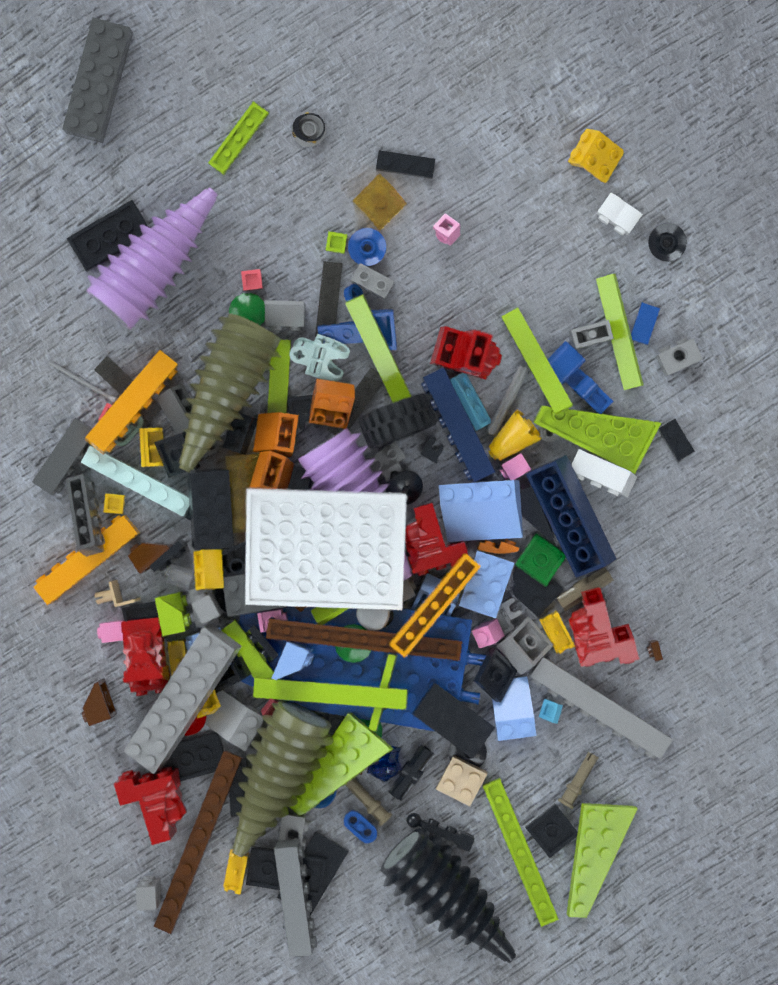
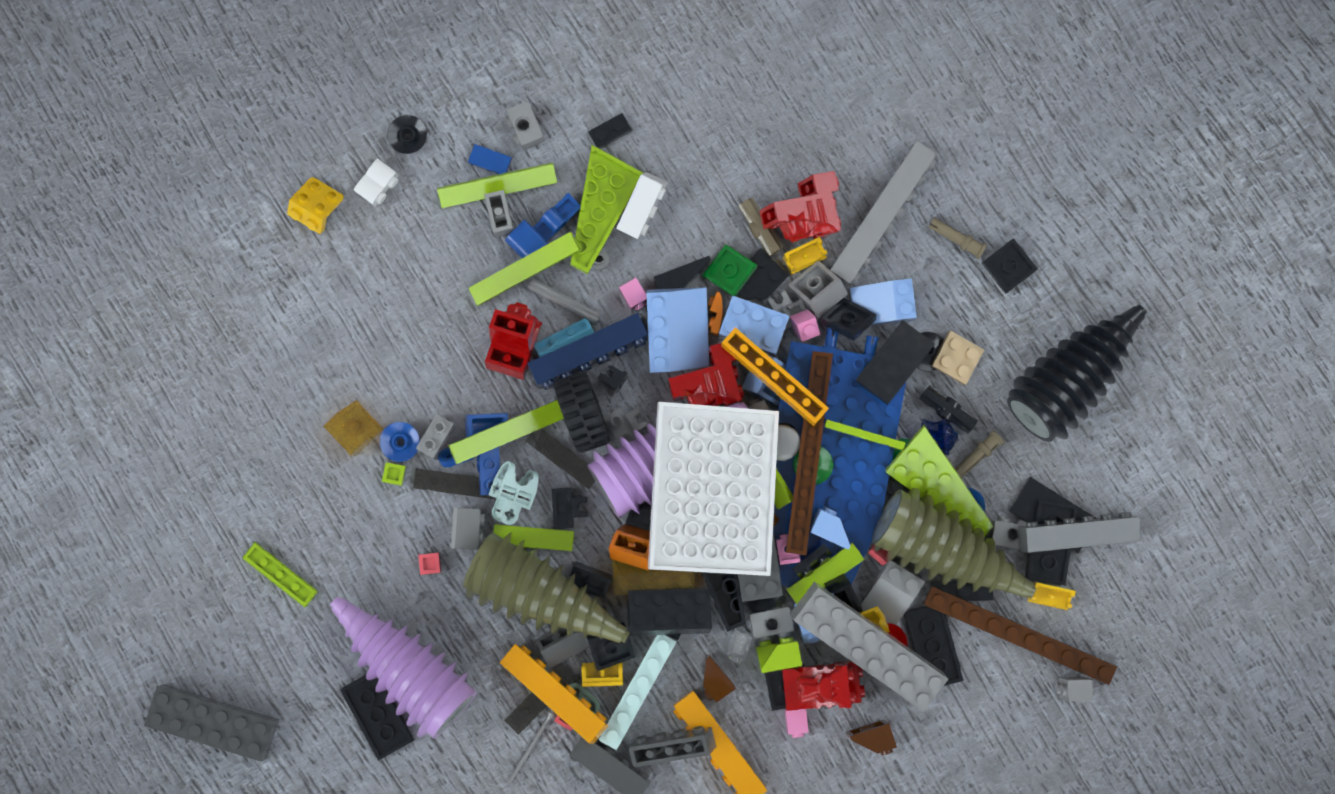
camera: 90 degrees left, 5 degrees down
(113, 595) = (757, 719): tan bracket -> none
(114, 503) = (661, 716): yellow plate -> none
(158, 799) = (975, 675): red brick -> none
(163, 561) = (723, 663): black plate -> none
(176, 651) = (822, 652): yellow hinge -> none
(206, 607) = (772, 617): light grey brick -> none
(208, 569) = (733, 615): yellow hinge -> none
(248, 307) = (456, 567): green dish -> none
(276, 433) = (591, 541): orange slope -> none
(309, 129) = (274, 500): light grey piece -> none
(330, 693) = (865, 489): lime tile -> none
(332, 403) = (561, 481): orange slope -> none
(360, 826) = (1004, 464): blue plate -> none
(405, 164) = (315, 400): black plate -> none
(406, 480) = (645, 408): black dish -> none
(444, 232) = (389, 359): bright pink brick -> none
(463, 840) = (1019, 358): black plate -> none
(514, 437) = (602, 294): yellow cone -> none
(520, 852) = (1031, 299): lime tile -> none
(550, 711) = (886, 264): medium azure plate -> none
(571, 516) = (685, 237): dark blue brick -> none
(597, 843) = (1023, 220): lime wing -> none
(654, 650) = (825, 157): reddish brown plate -> none

